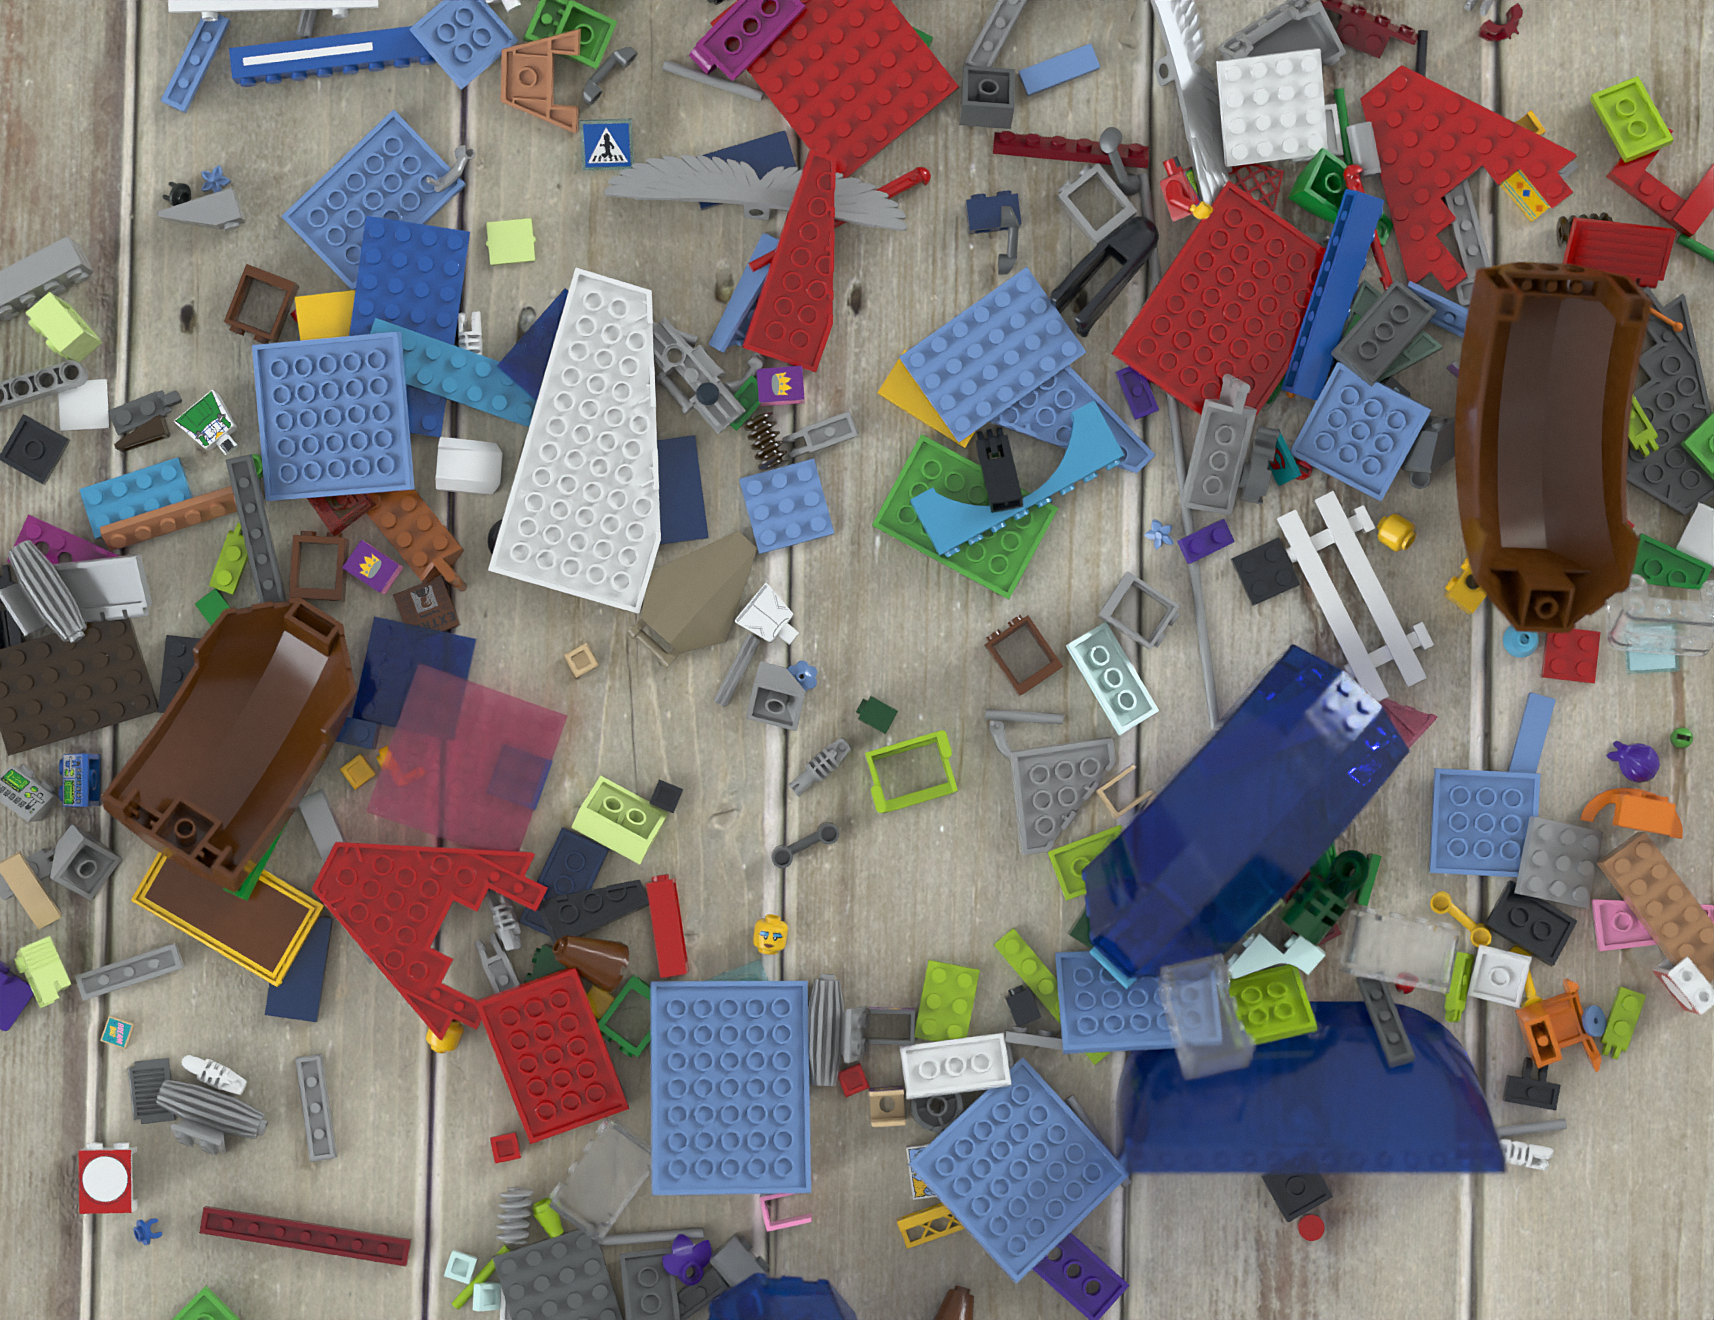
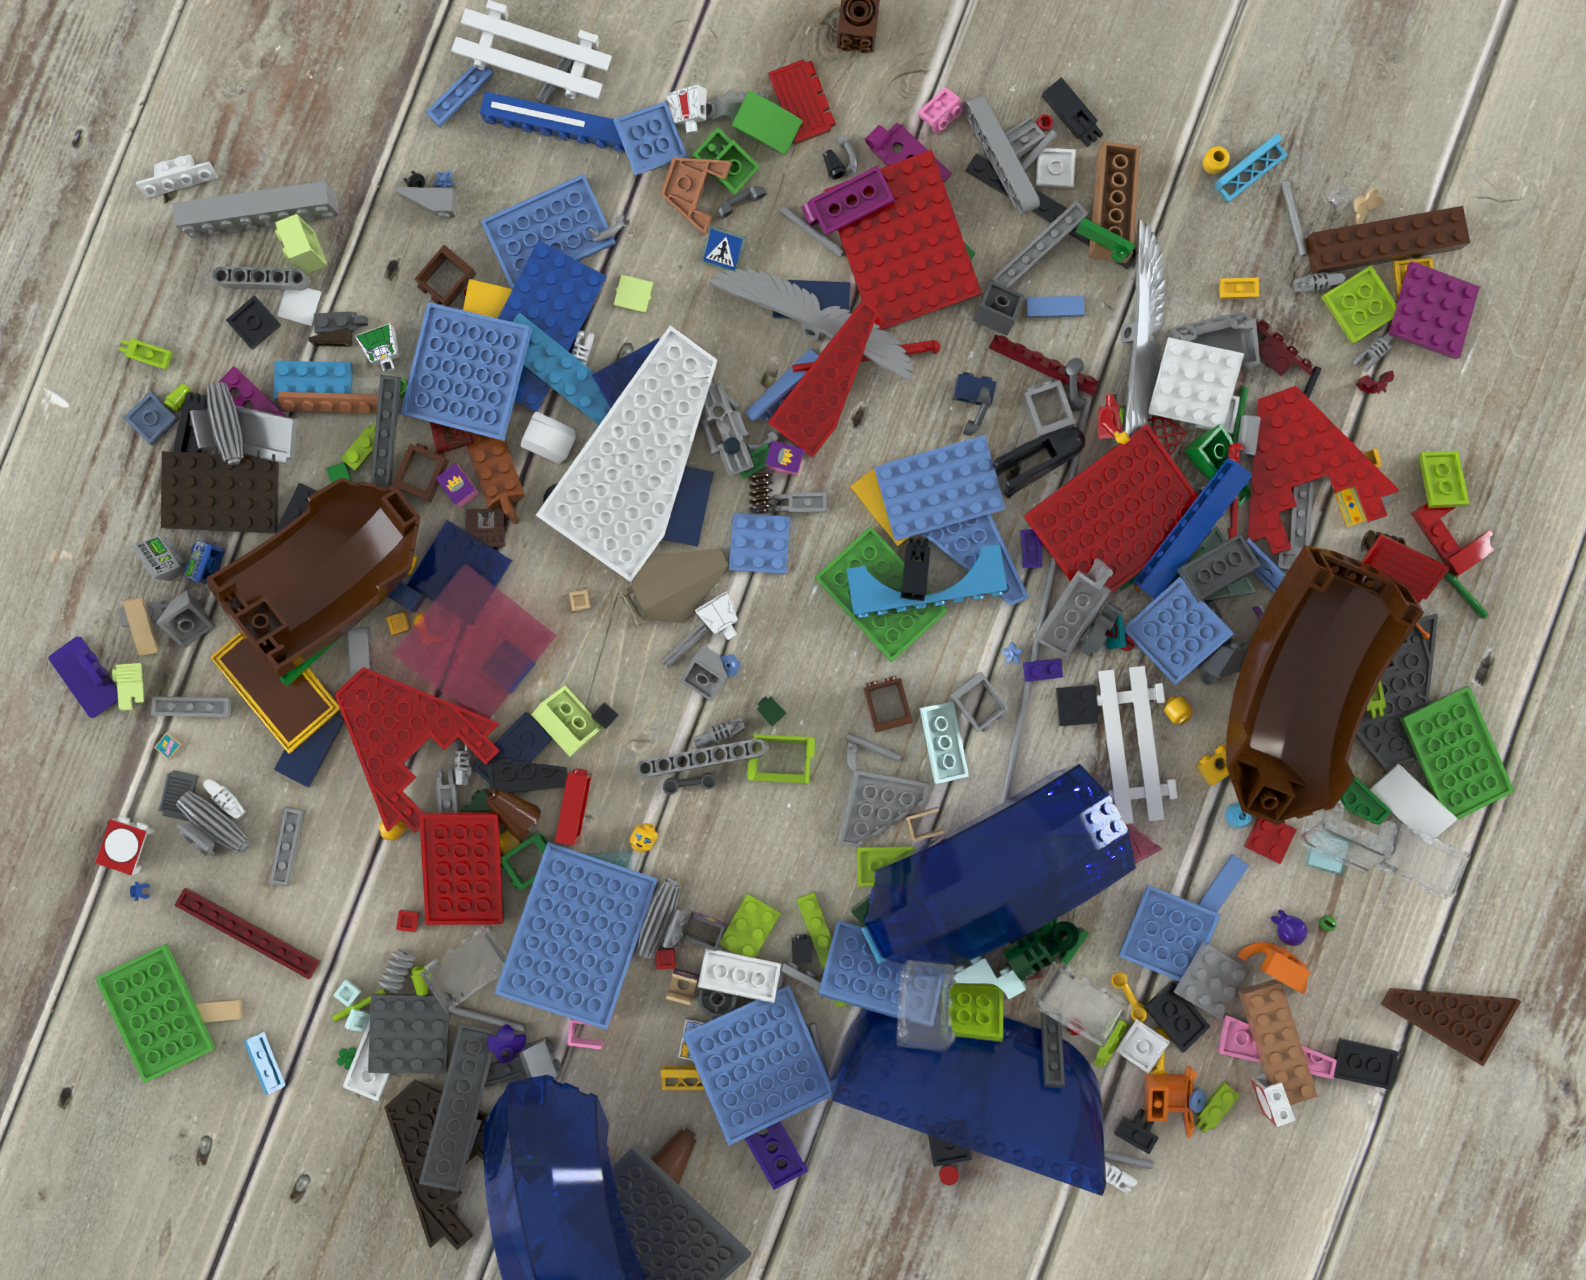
camera: 20 degrees right, 0 degrees up
(799, 812) = (693, 758): none -> light grey beam

